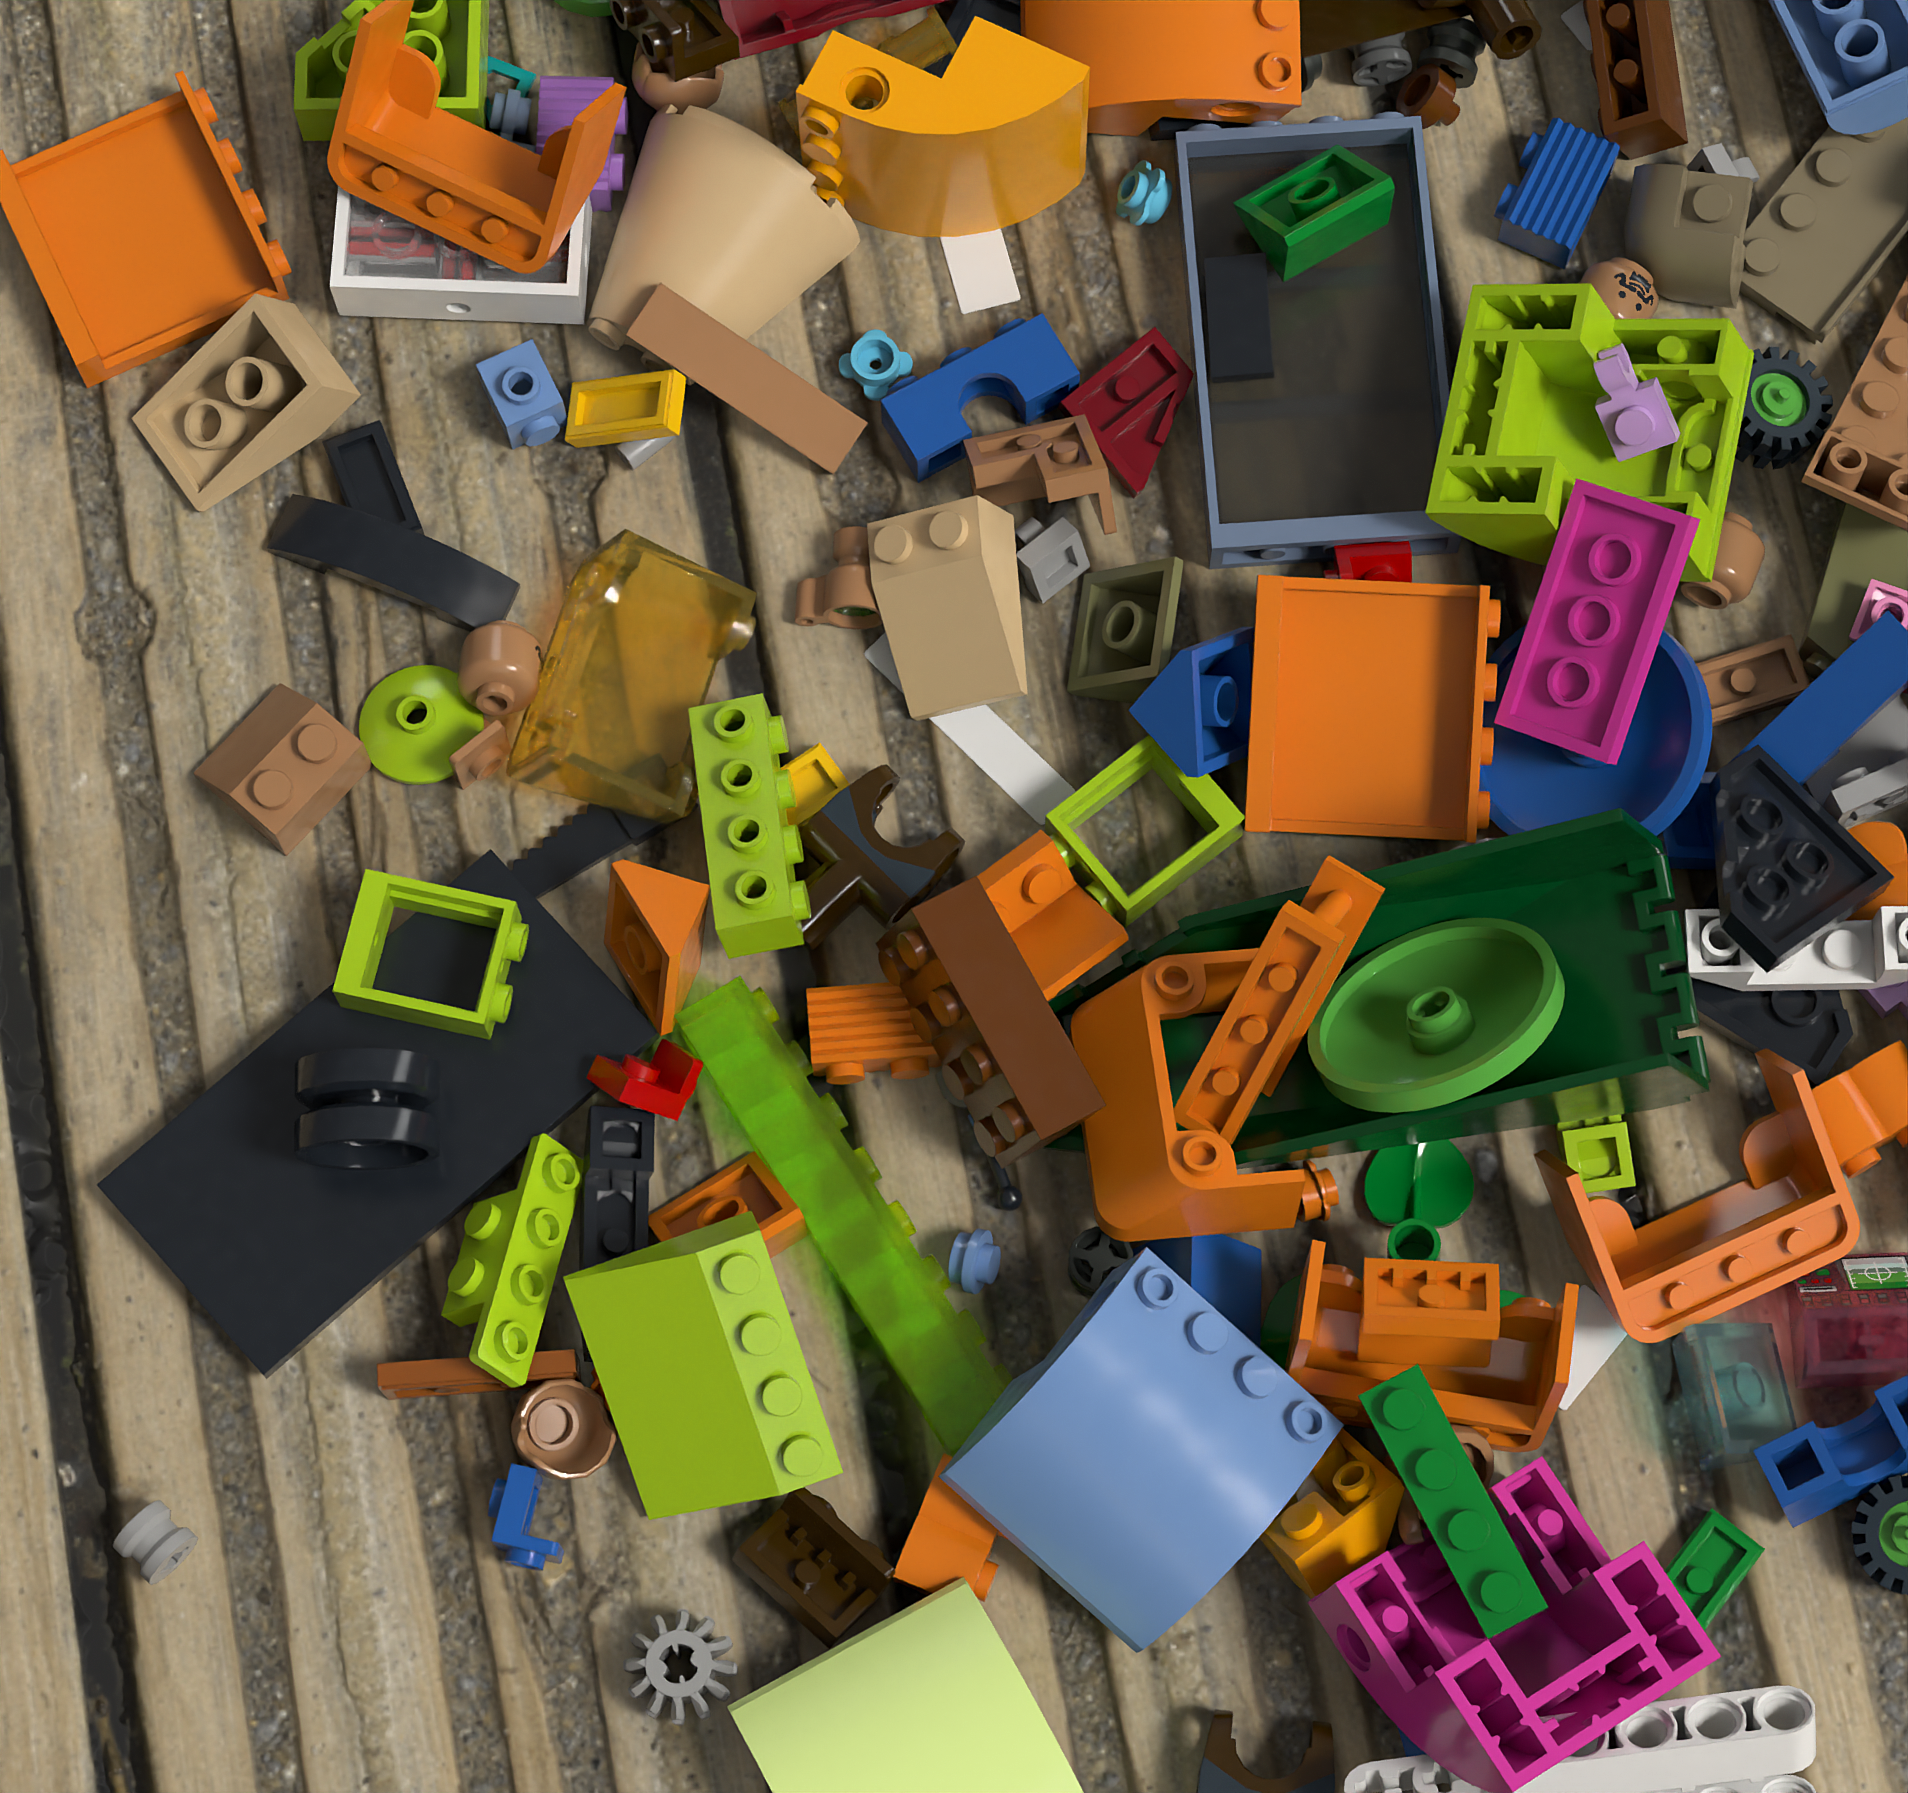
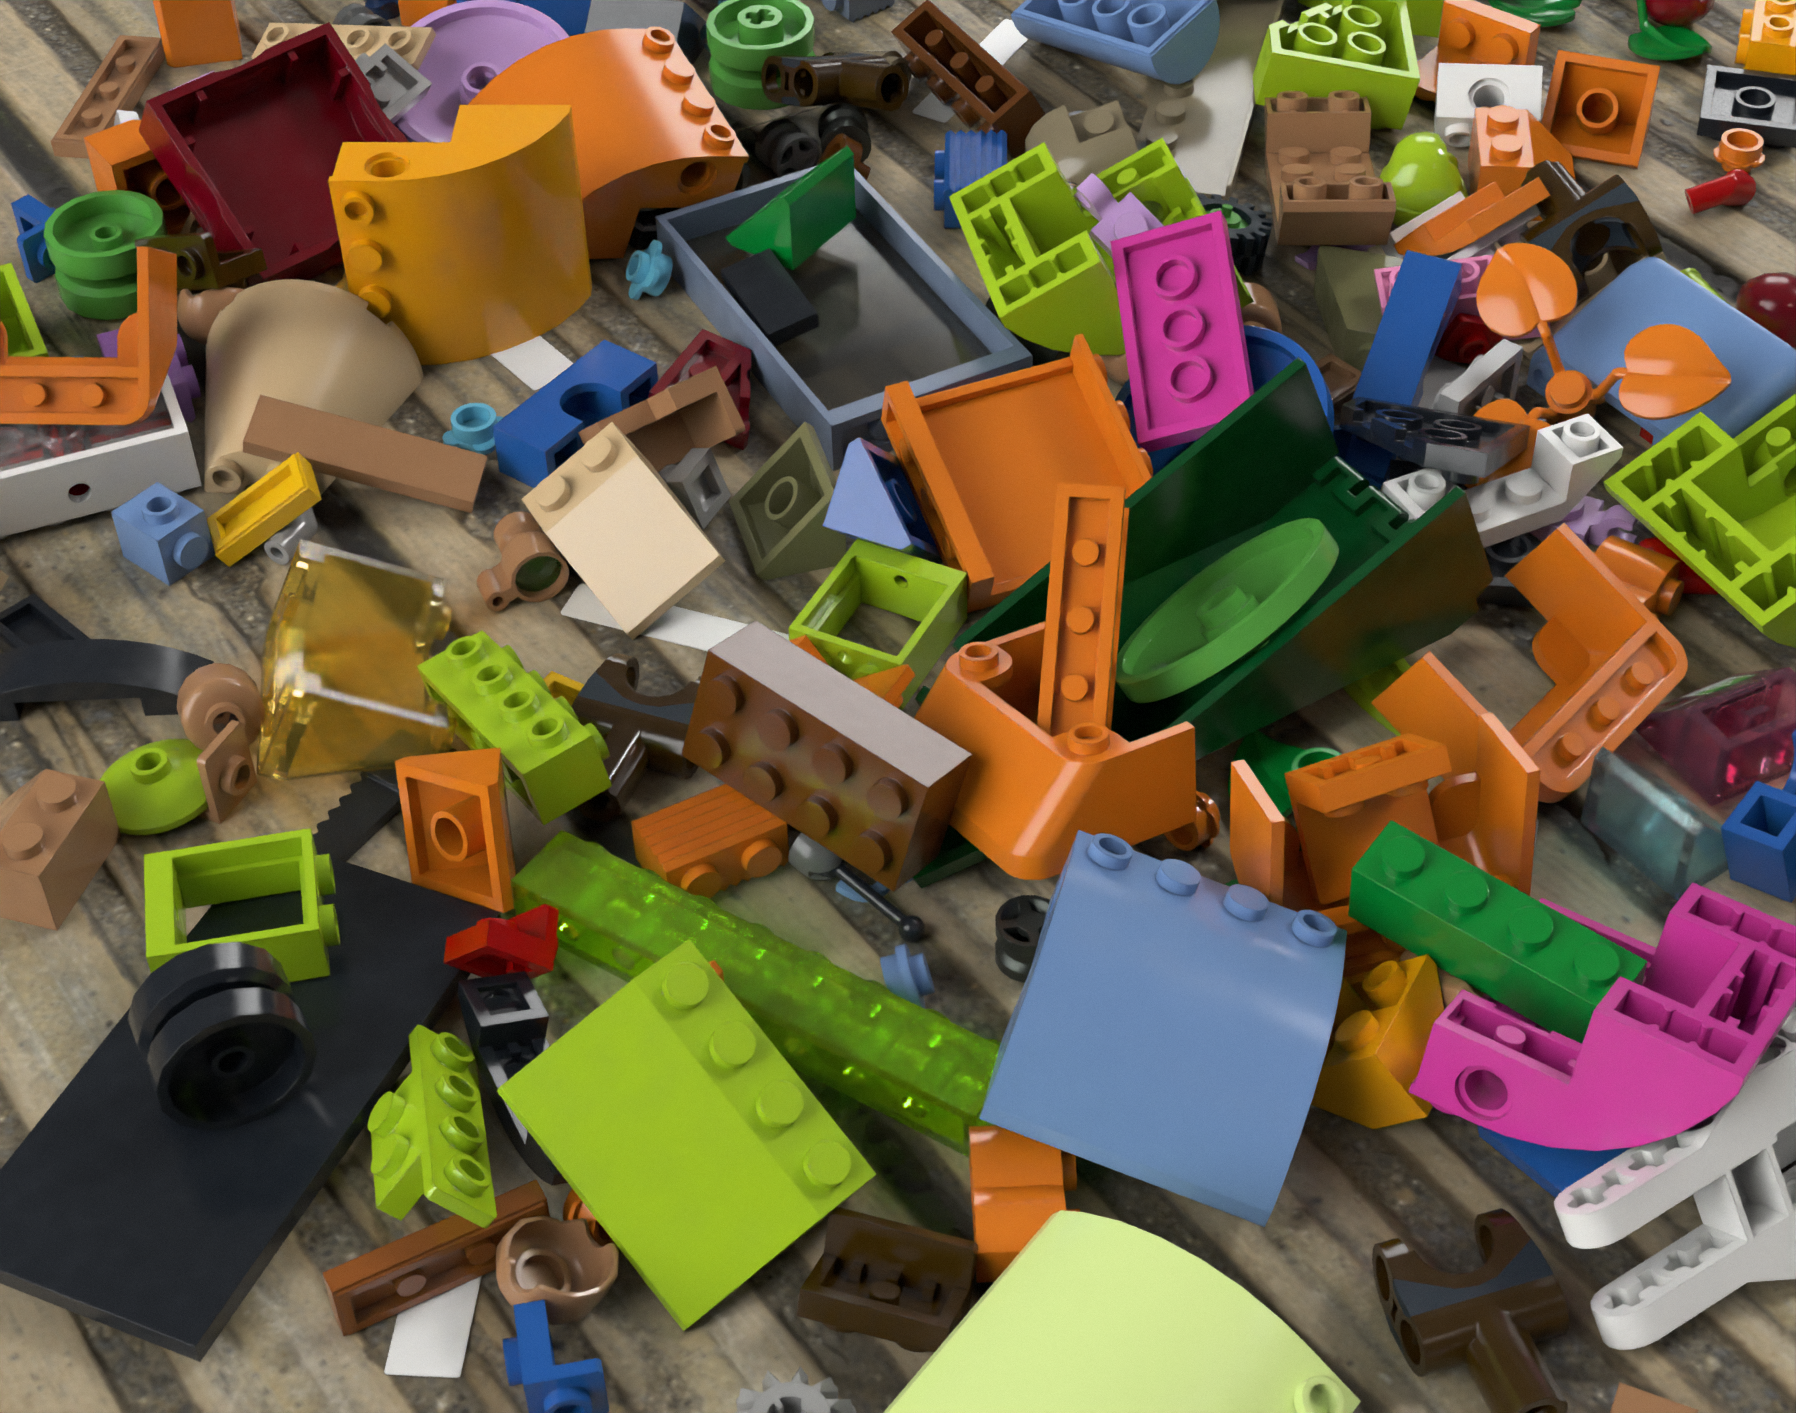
camera: 25 degrees left, 30 degrees down
(455, 1428) = (434, 1334): none -> white sticker

